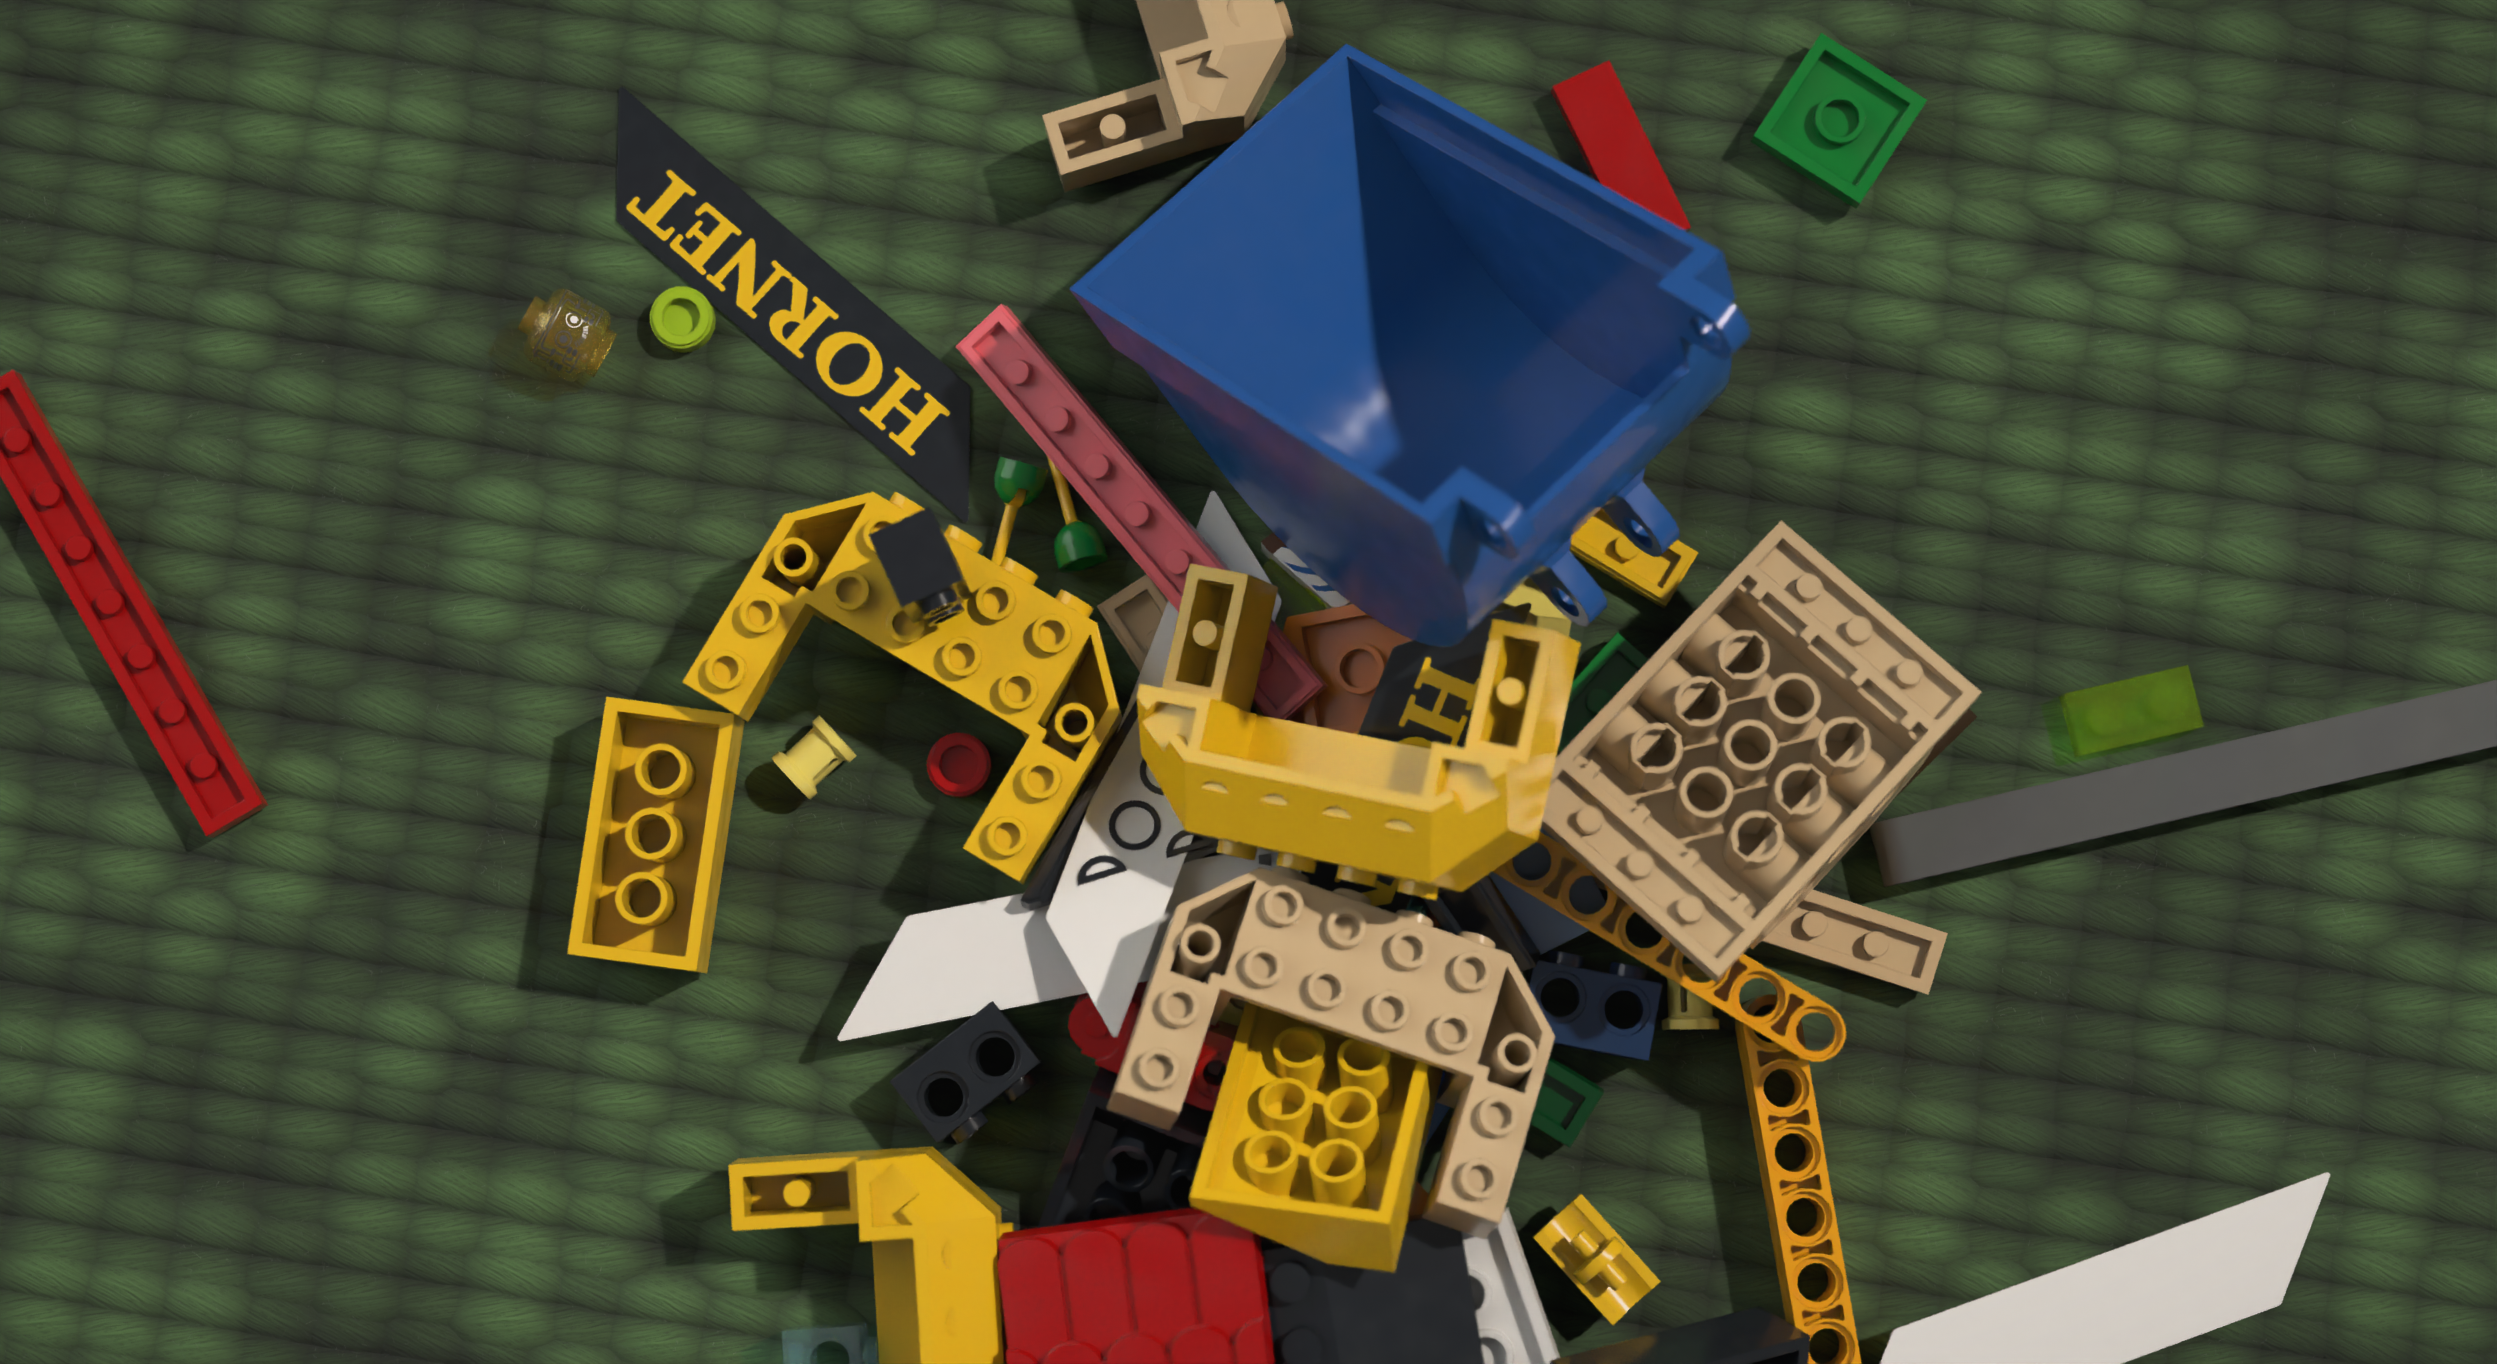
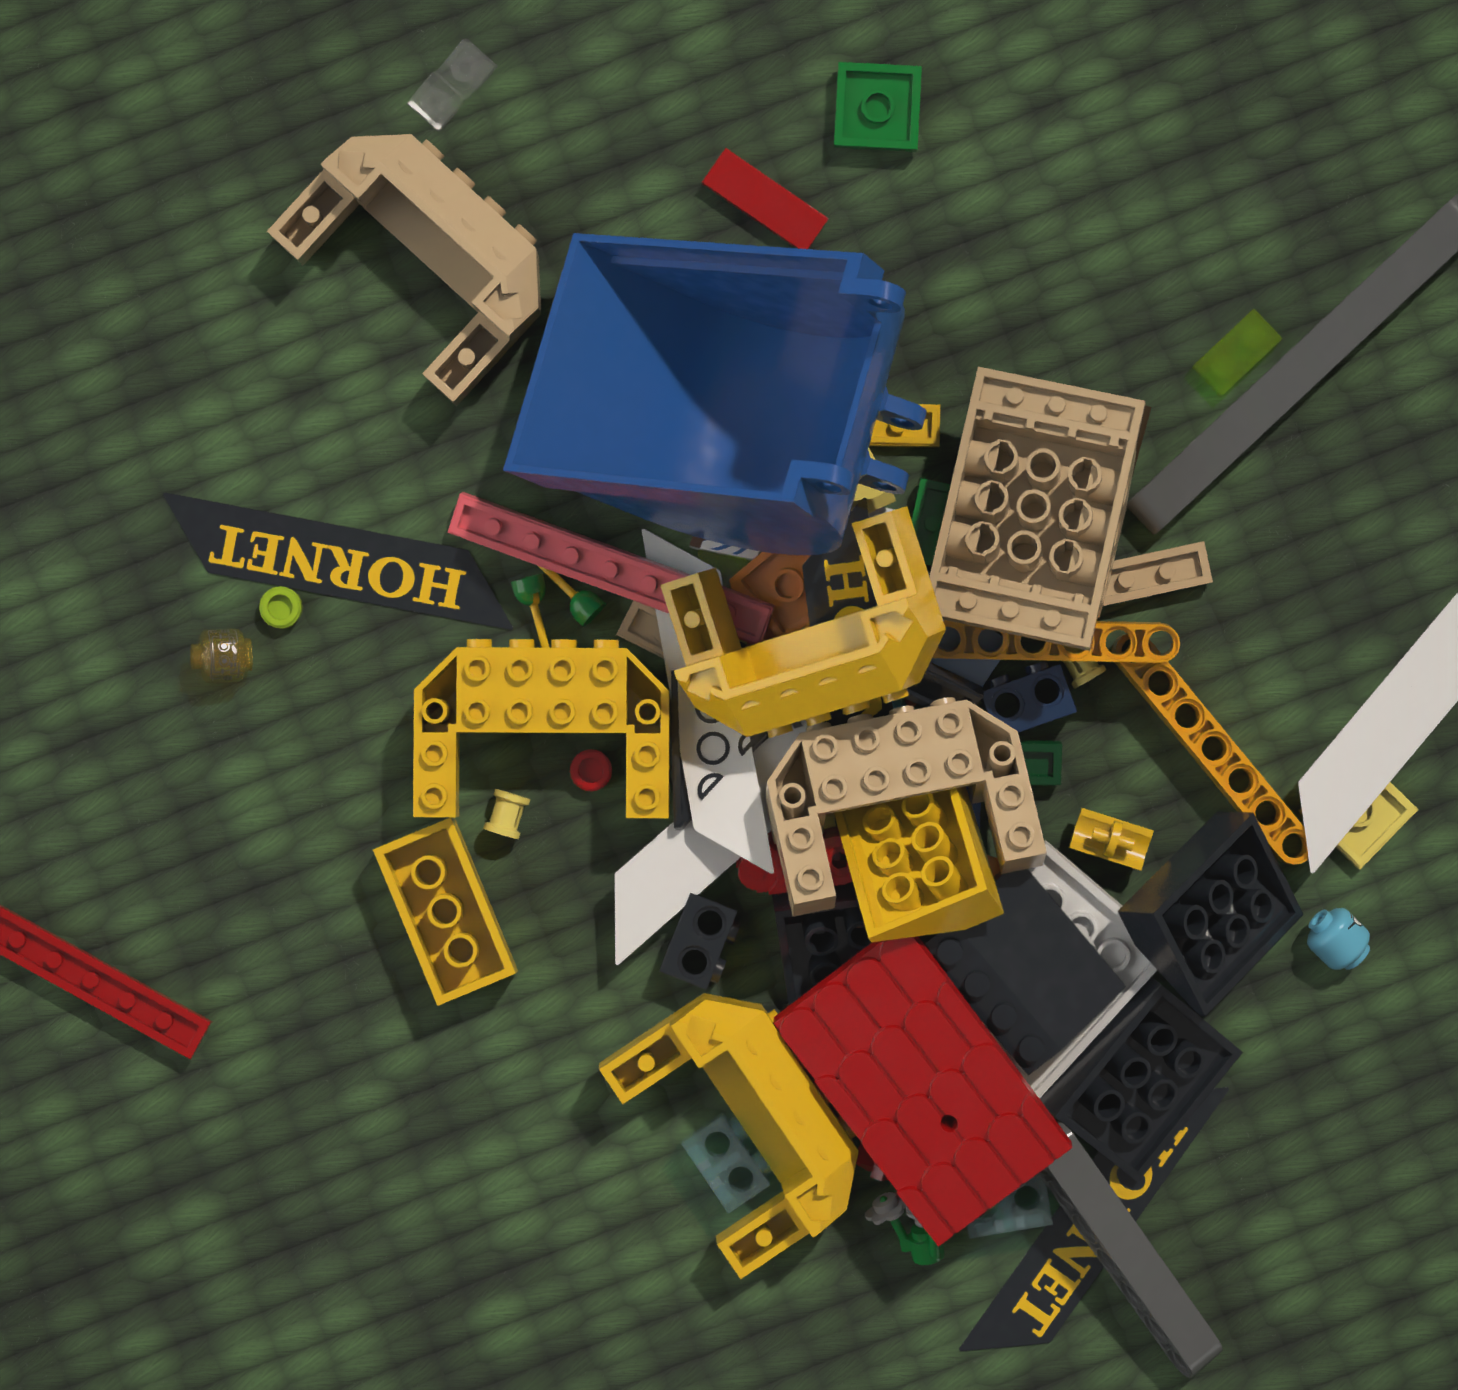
camera: 30 degrees left, 5 degrees up
(922, 568) = (515, 677): black brick -> none

